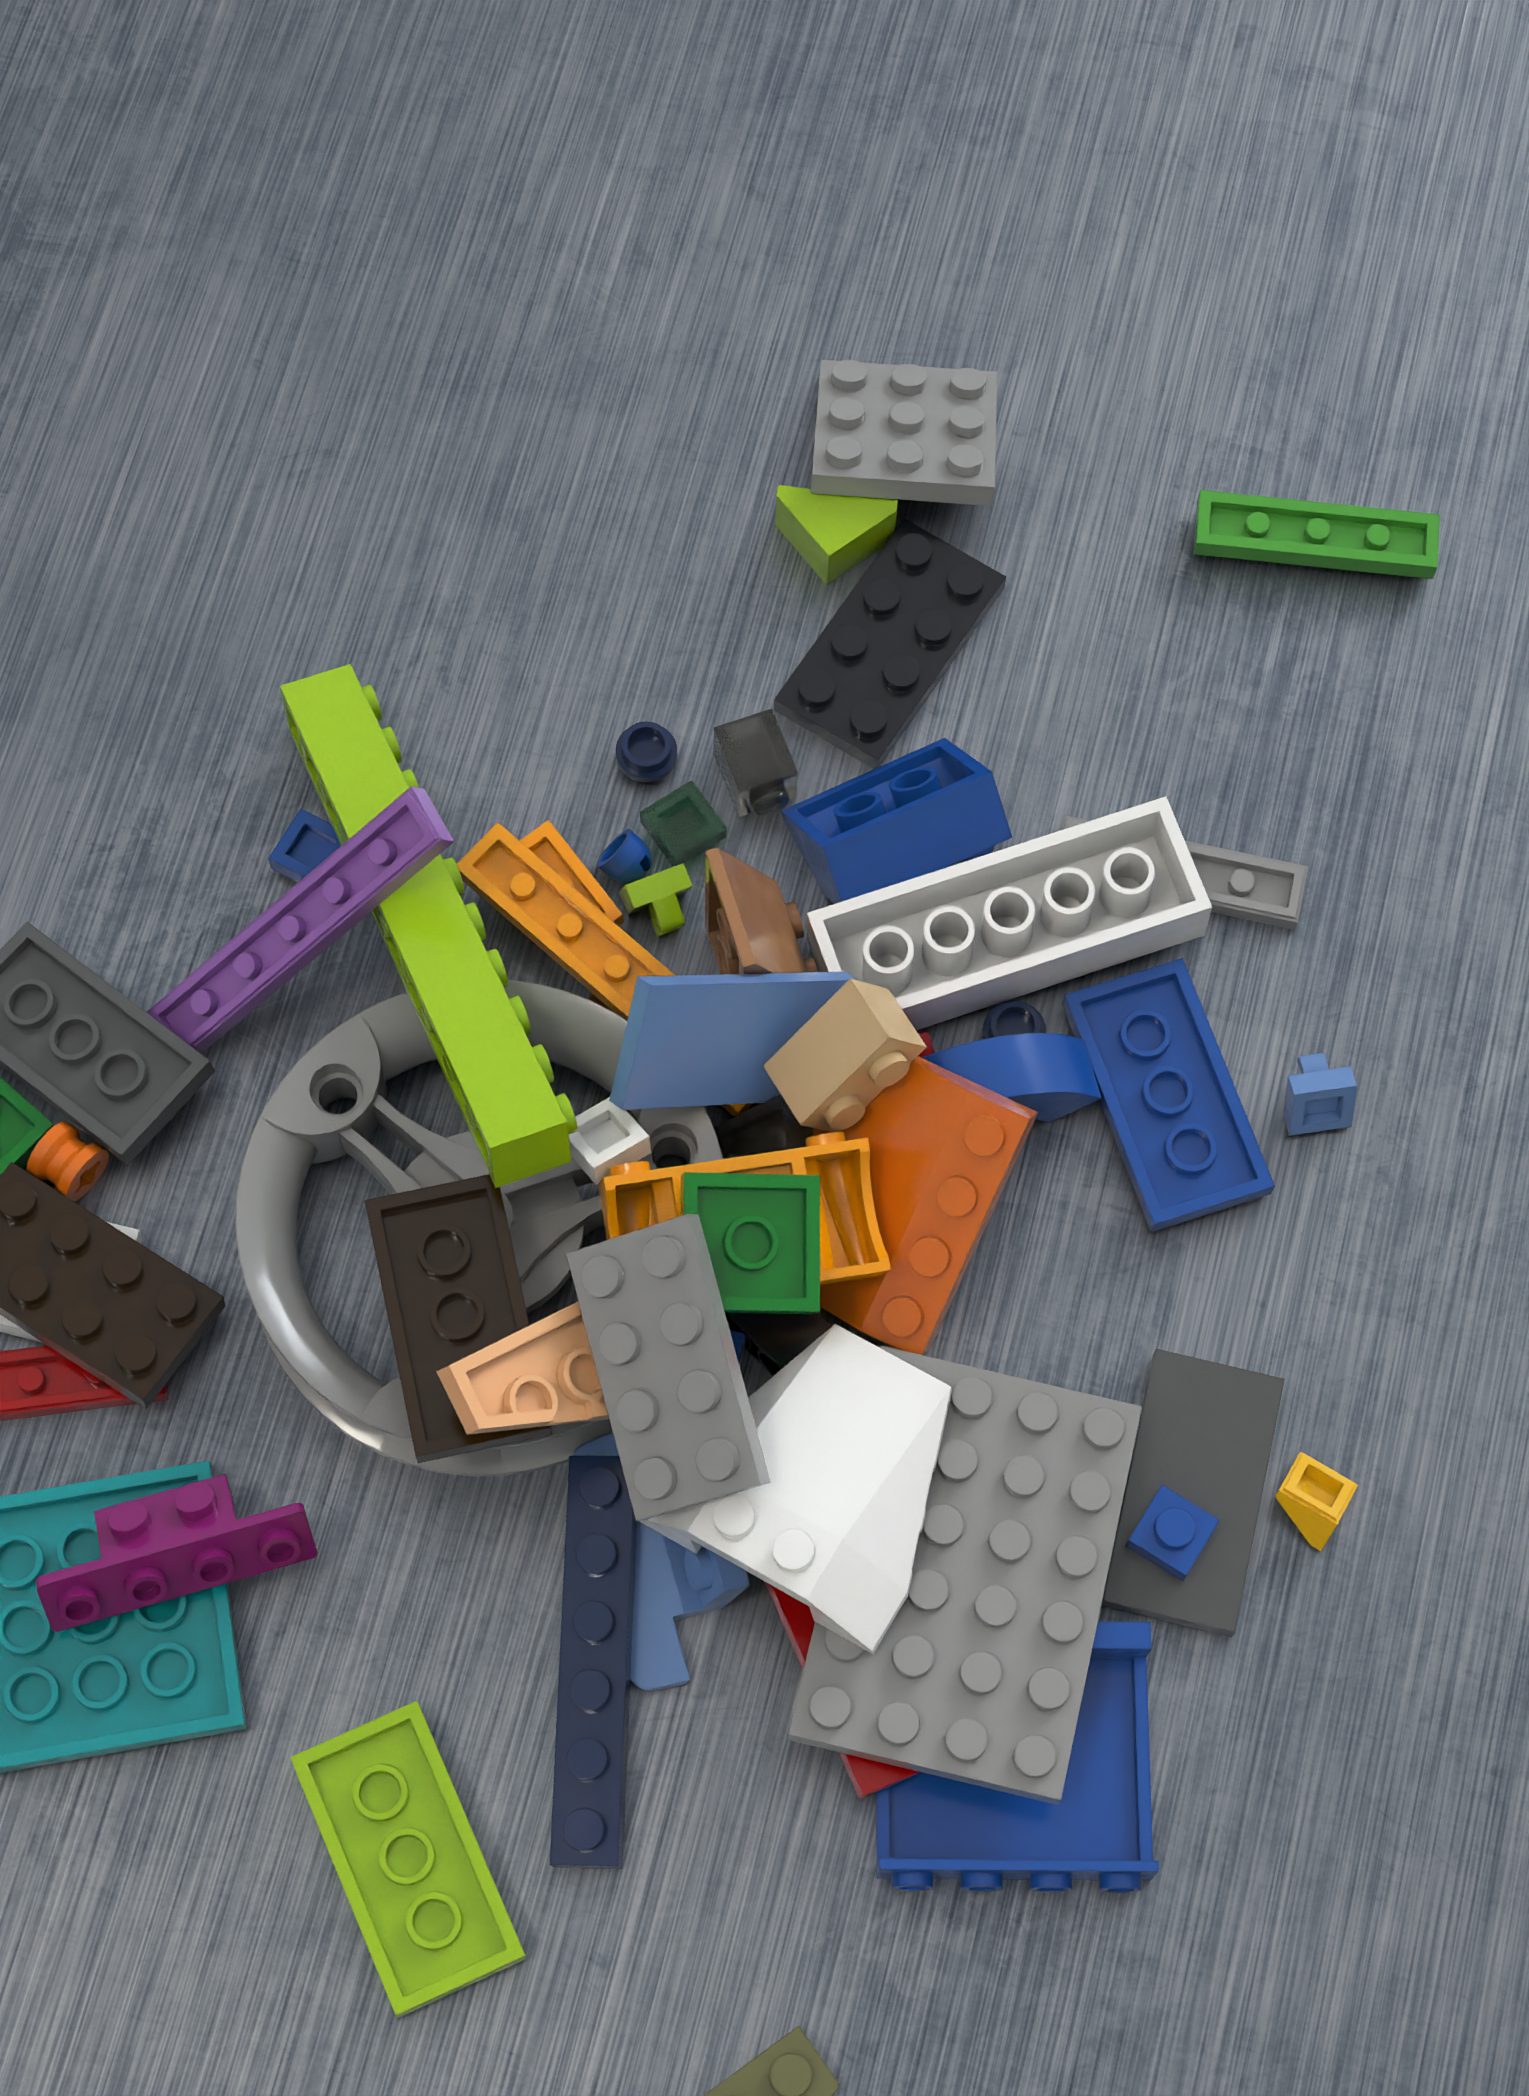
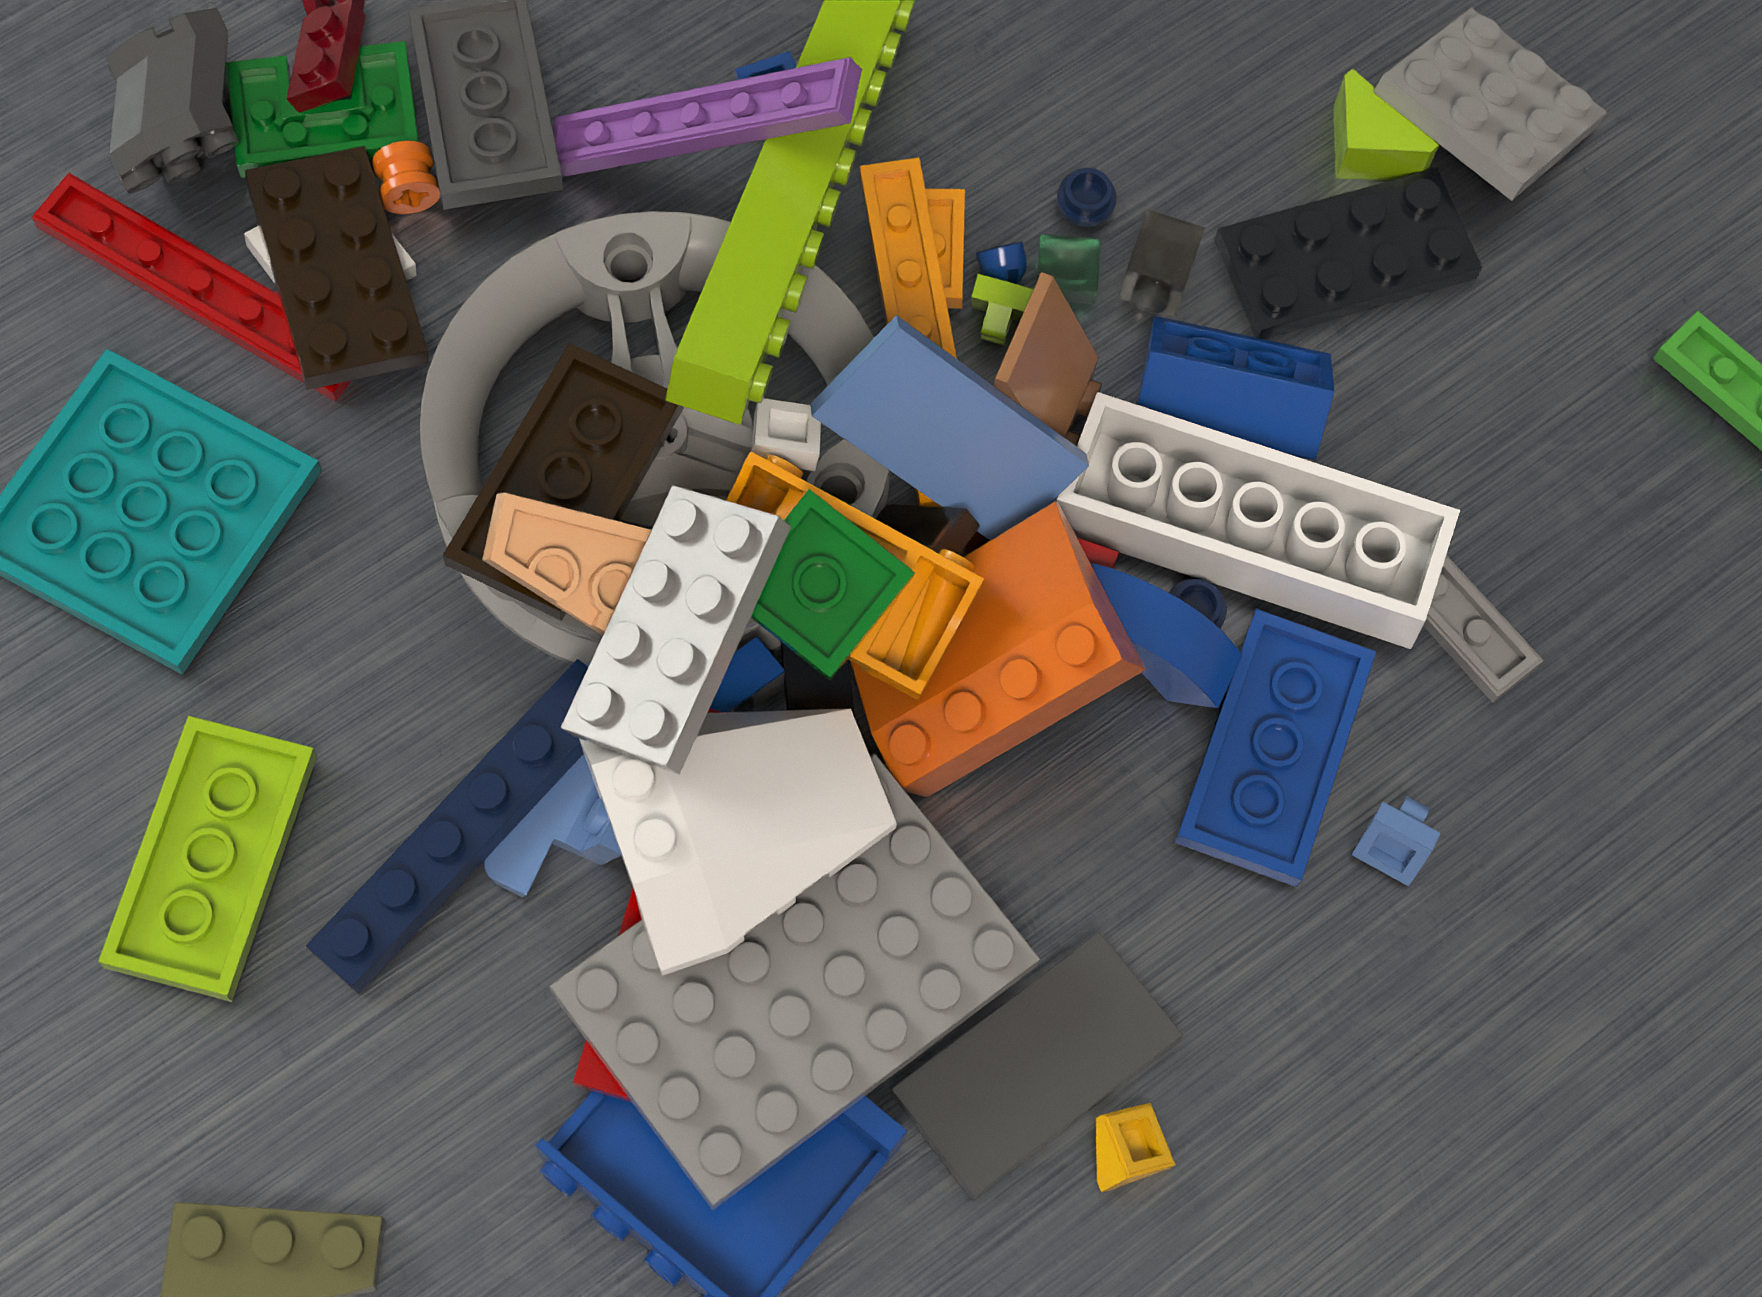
camera: 35 degrees right, 0 degrees up
(173, 1548) = (232, 499): magenta bracket -> none
(845, 1056) = (1023, 508): tan brick -> none
(1172, 1532) = (988, 1079): blue plate -> none

